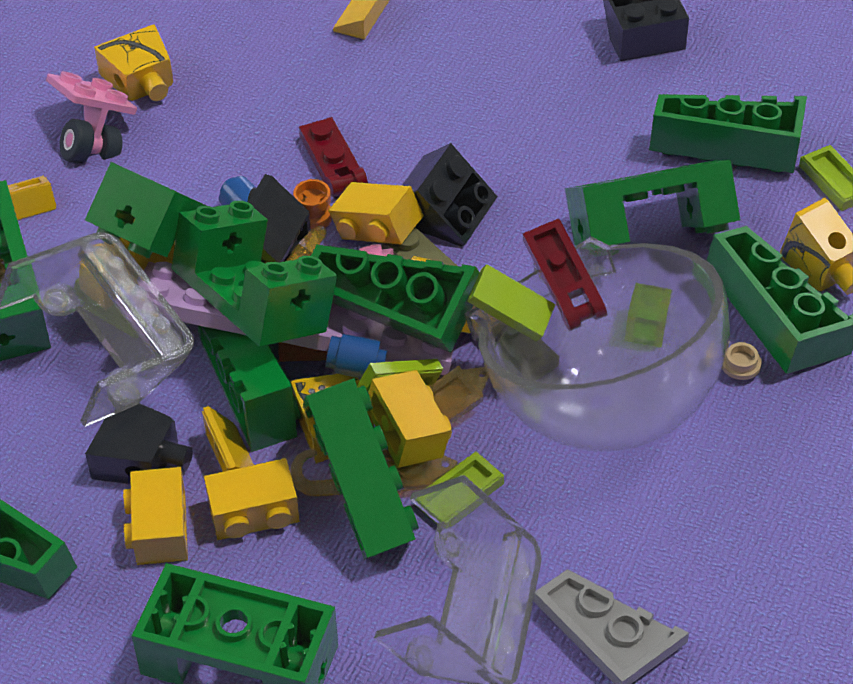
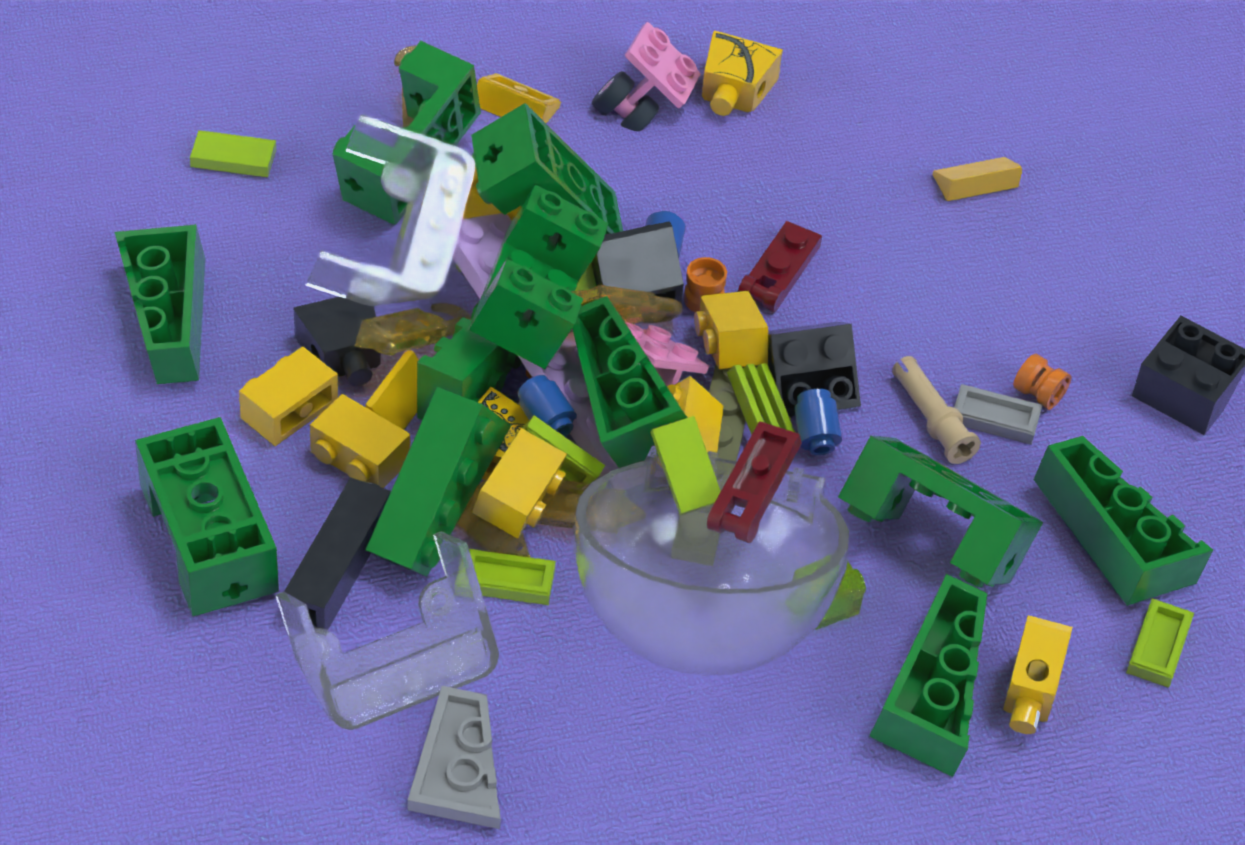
camera: 45 degrees right, 0 degrees up
(185, 396) = (408, 329): none -> clear yellow plate
(344, 579) = (338, 551): none -> black brick
(452, 243) = (768, 400): none -> lime tile
(498, 223) = (818, 421): none -> blue brick
(559, 161) = (943, 421): none -> tan pin
(573, 133) = (998, 413): none -> light grey tile
(575, 90) = (1042, 381): none -> orange wheel
(742, 361) = (847, 693): tan plate -> none

